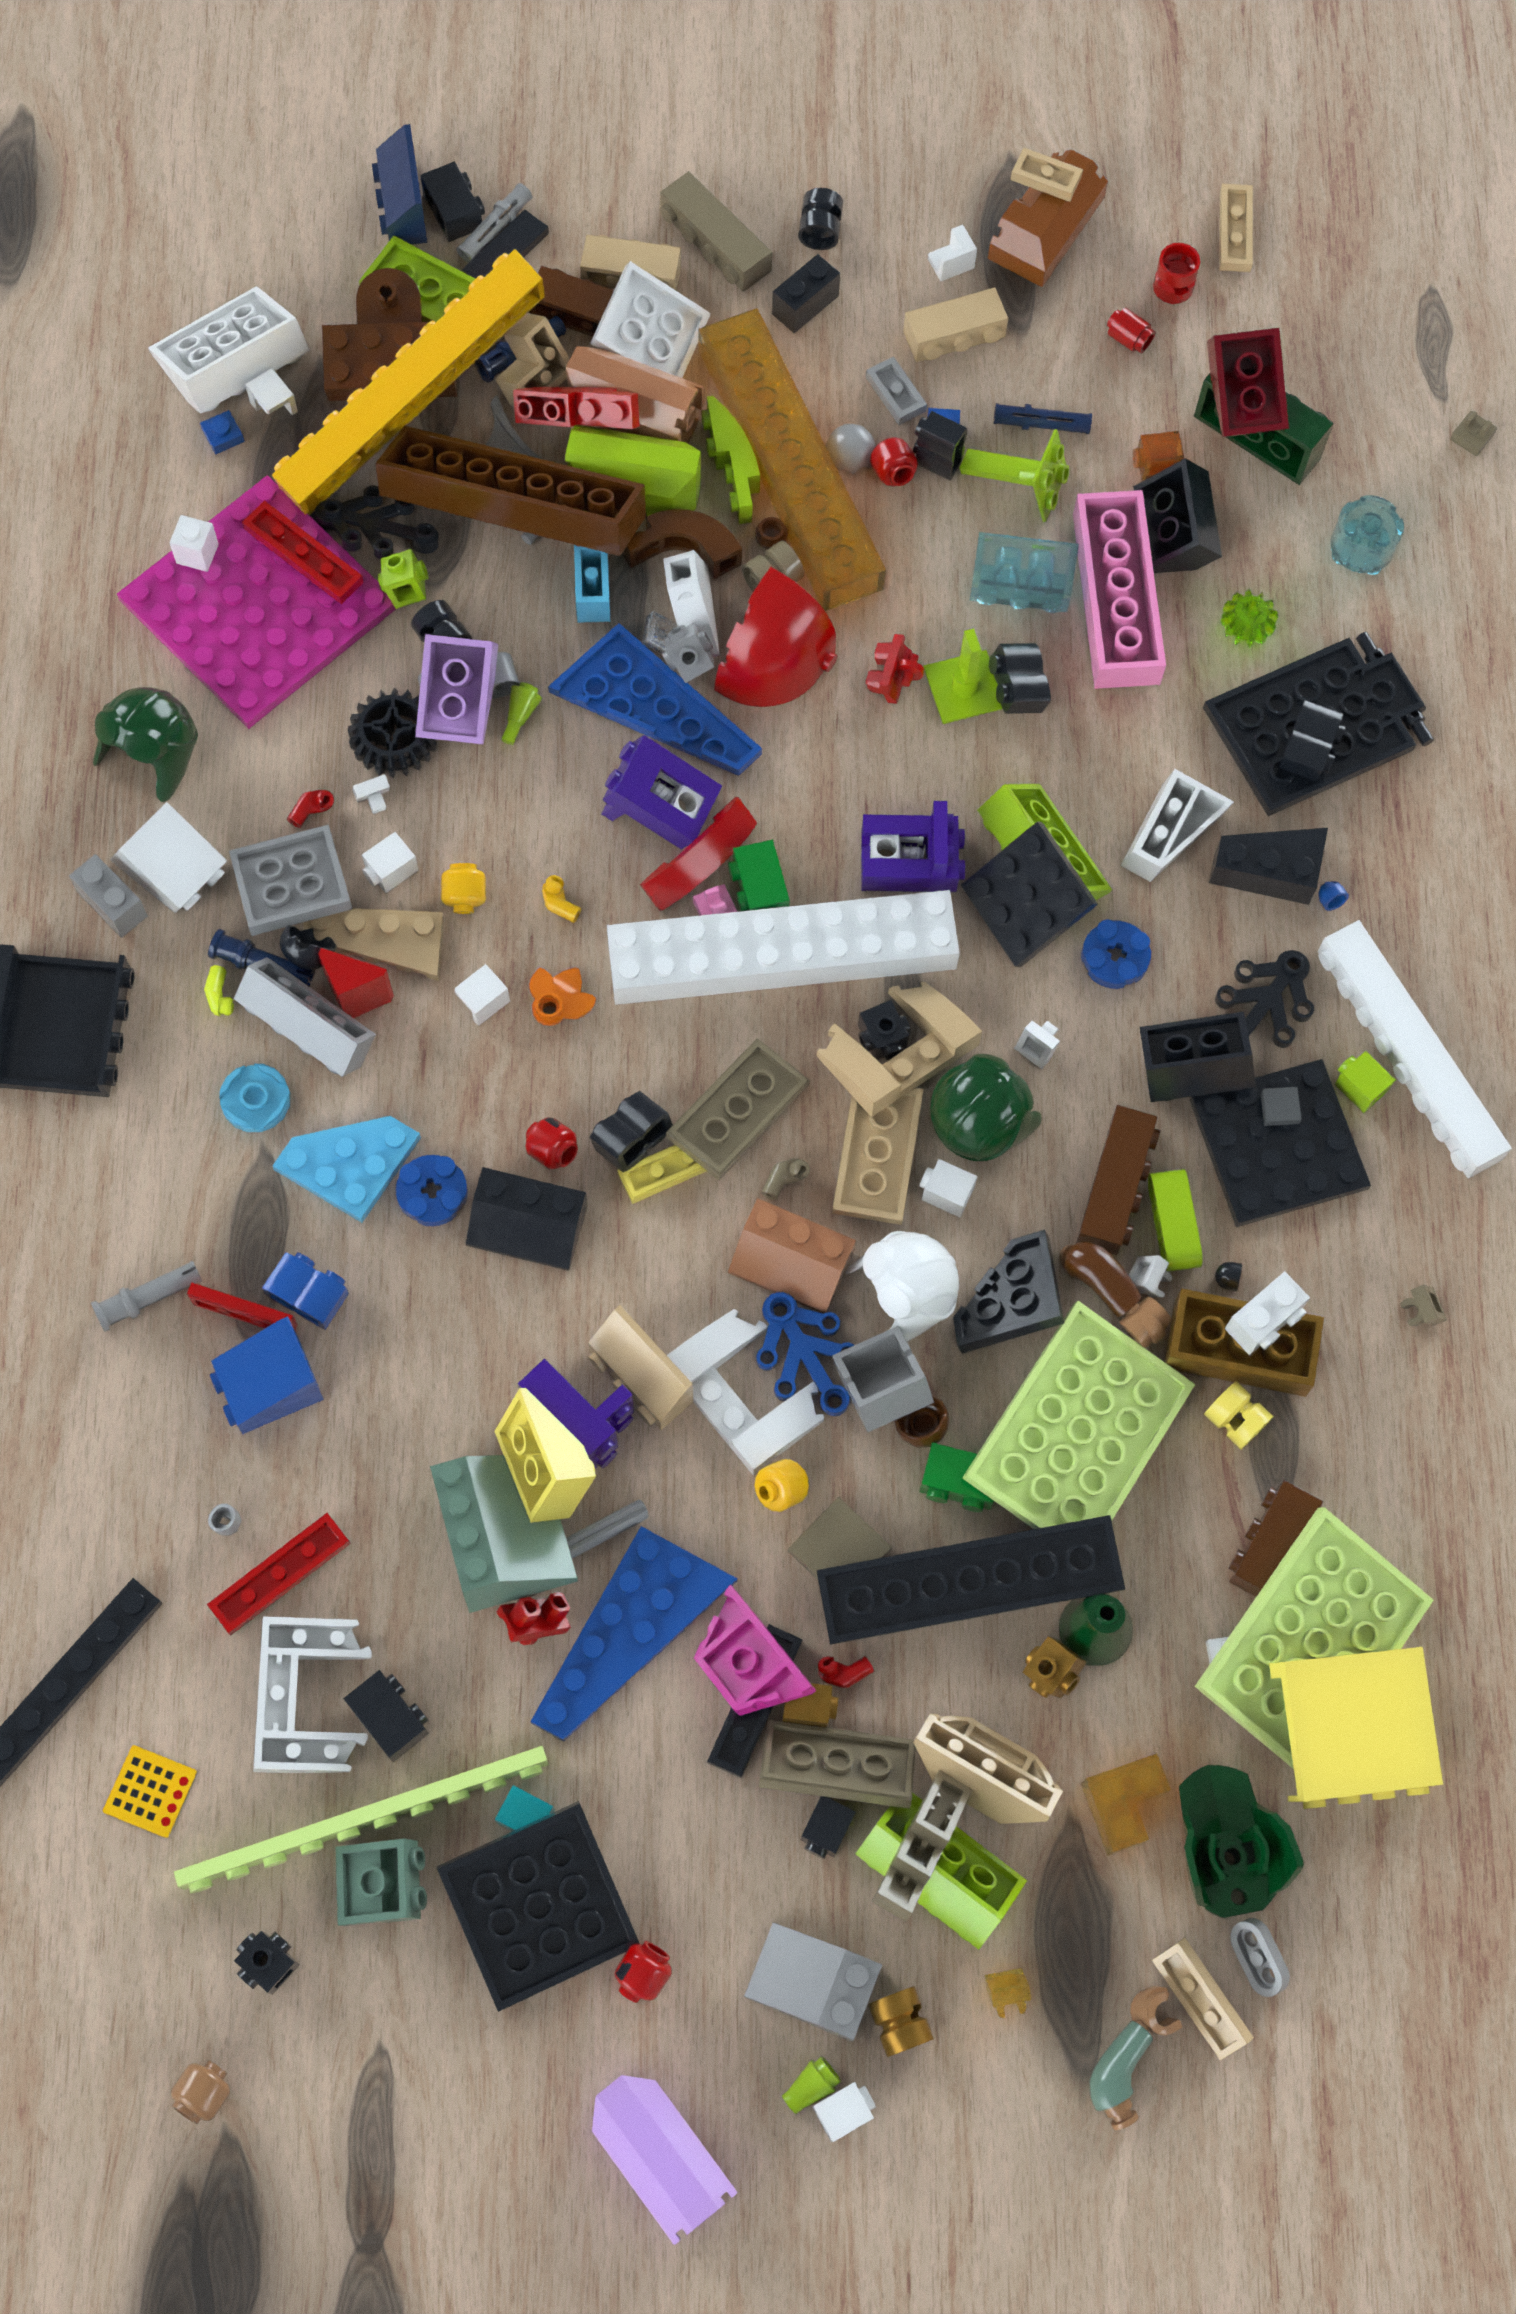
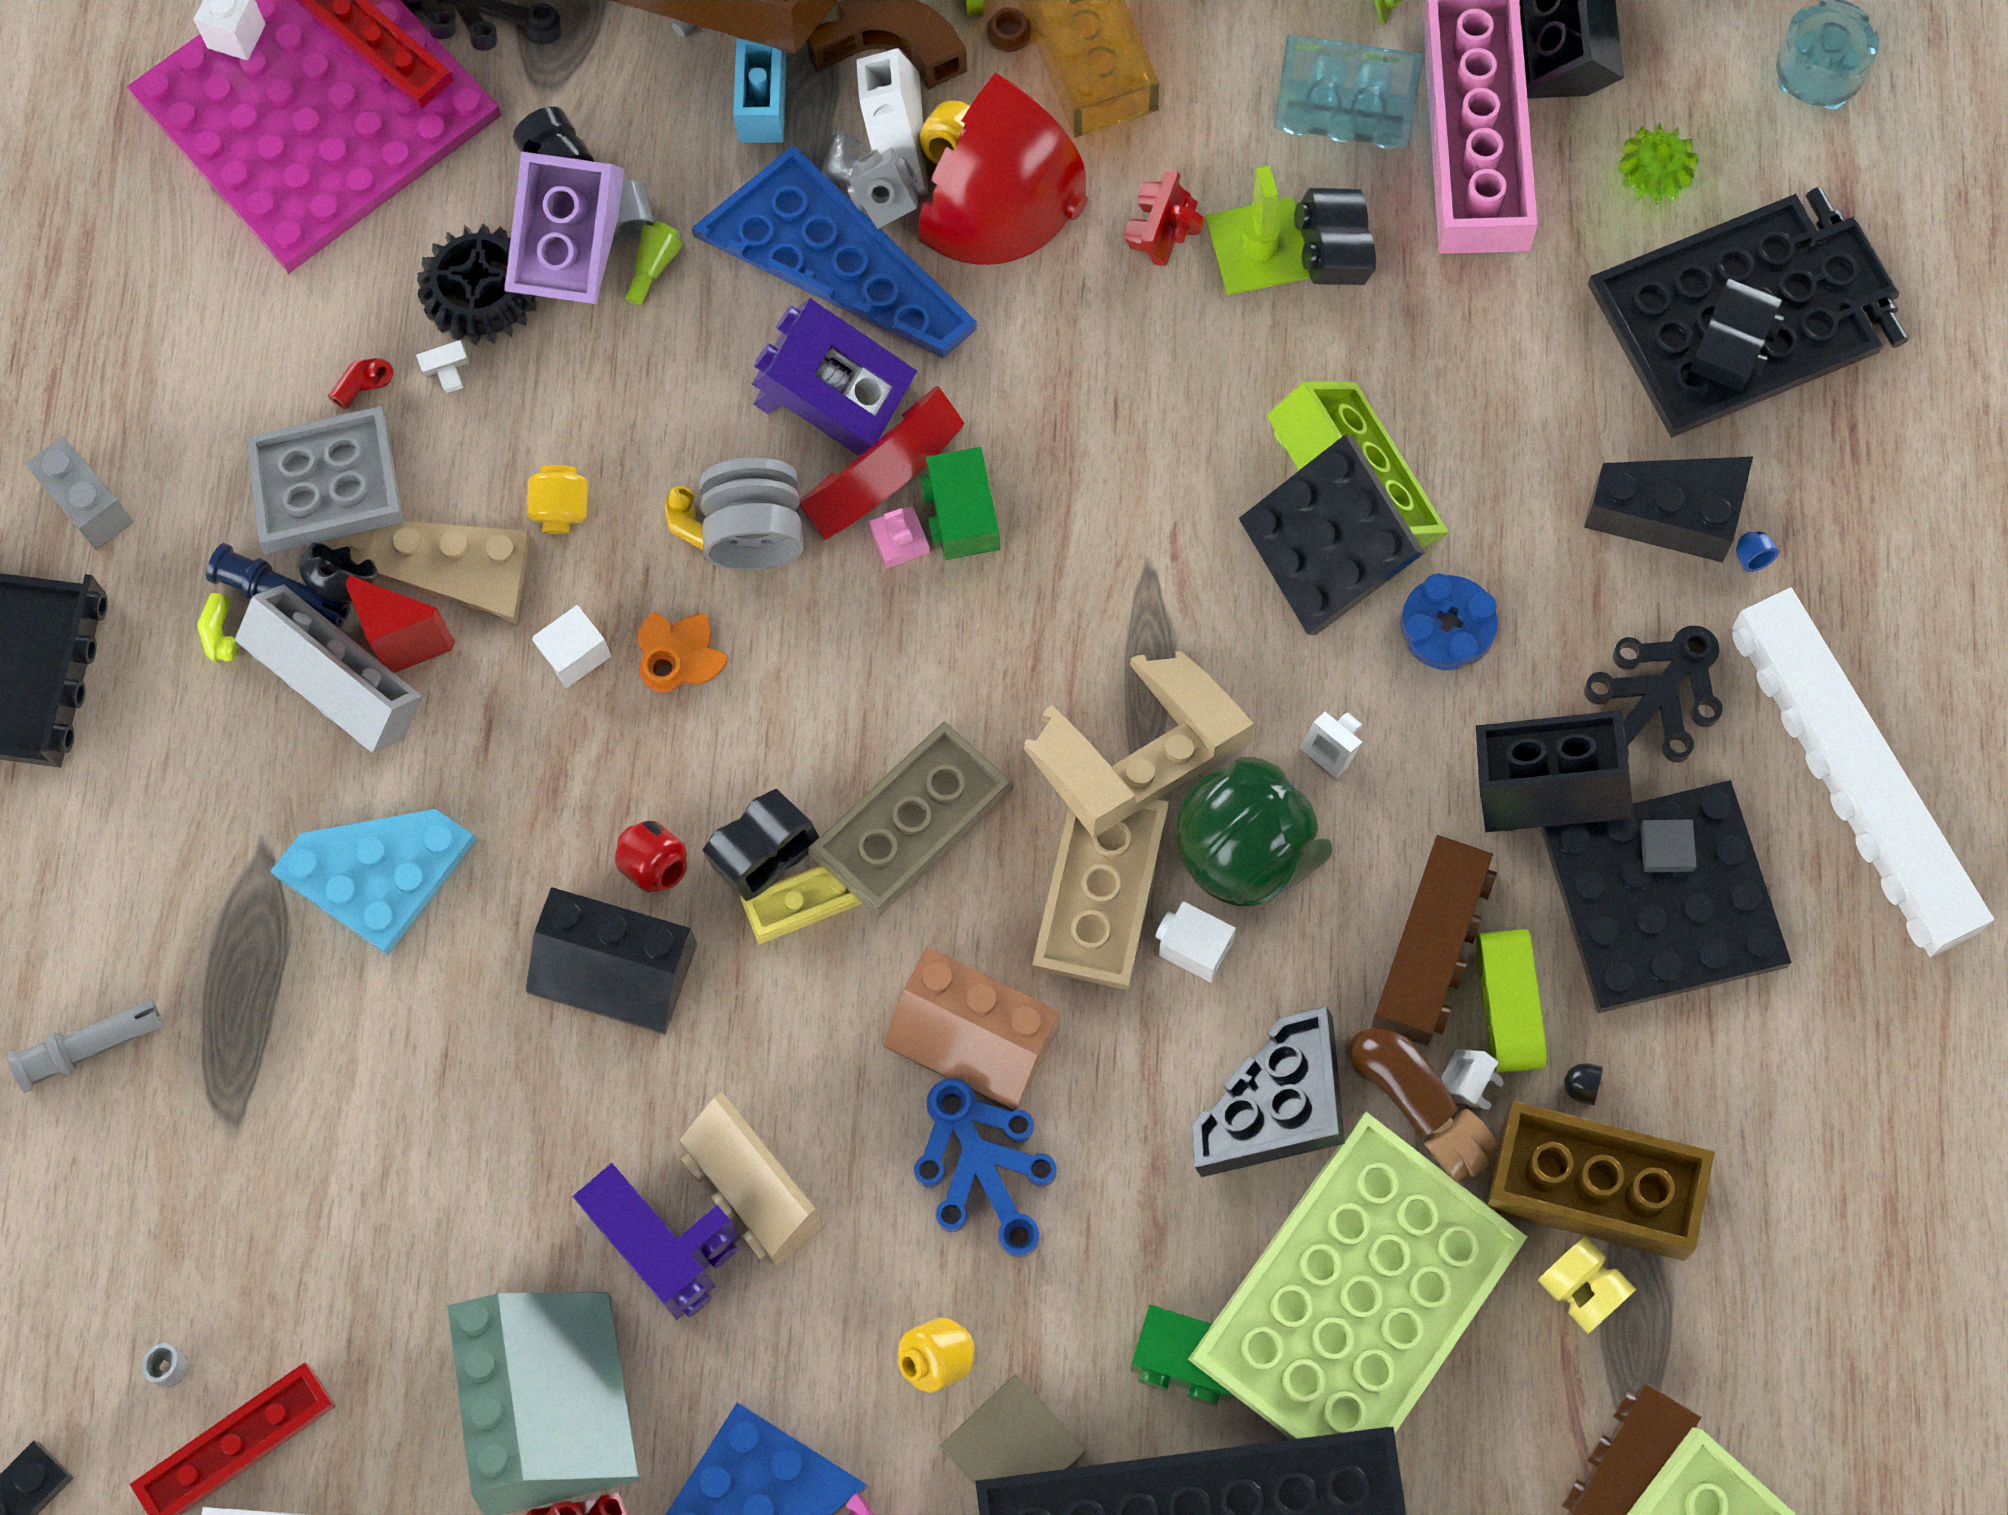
camera: 10 degrees right, 0 degrees up
(150, 729) = (151, 270): dark green piece -> none
(170, 859) = (165, 445): white slope -> none
(235, 1307) = (212, 1070): red tile -> none
(254, 1098) = (255, 776): medium azure tile -> none
(265, 1377) = (236, 1168): blue slope -> none
(305, 1289) = (301, 1046): blue brick -> none
(389, 863) = (459, 461): white brick -> none
(403, 578) = (507, 76): lime brick -> none
(441, 1172) = (463, 896): blue plate -> none
(543, 1459) = (603, 1305): light yellow slope -> none
(607, 891) = (750, 514): none -> light grey wheel
(607, 1528) = (688, 1403): light grey axle -> none
(730, 609) = (942, 129): none -> yellow head
(751, 1439) = (900, 1286): white wedge -> none
(779, 557) = (1014, 63): dark tan wheel -> none
(782, 947) = (986, 596): white brick -> none
(784, 1173) = (968, 912): dark tan arm -> none
(883, 1031) = (1118, 718): black brick -> none
(883, 1379) = (1085, 1211): light grey piece -> none
(905, 837) = (1165, 451): dark purple brick -> none
(912, 1280) = (1134, 1075): white piece -> none
(924, 1425) = (1139, 1271): reddish brown hair -> none
(1173, 823) = (1538, 442): white wedge -> none
(1267, 1313) = (1632, 1144): white brick -> none
(1363, 1080) = (1788, 813): lime brick -> none
(1427, 1304) = (1865, 1139): dark tan tile -> none

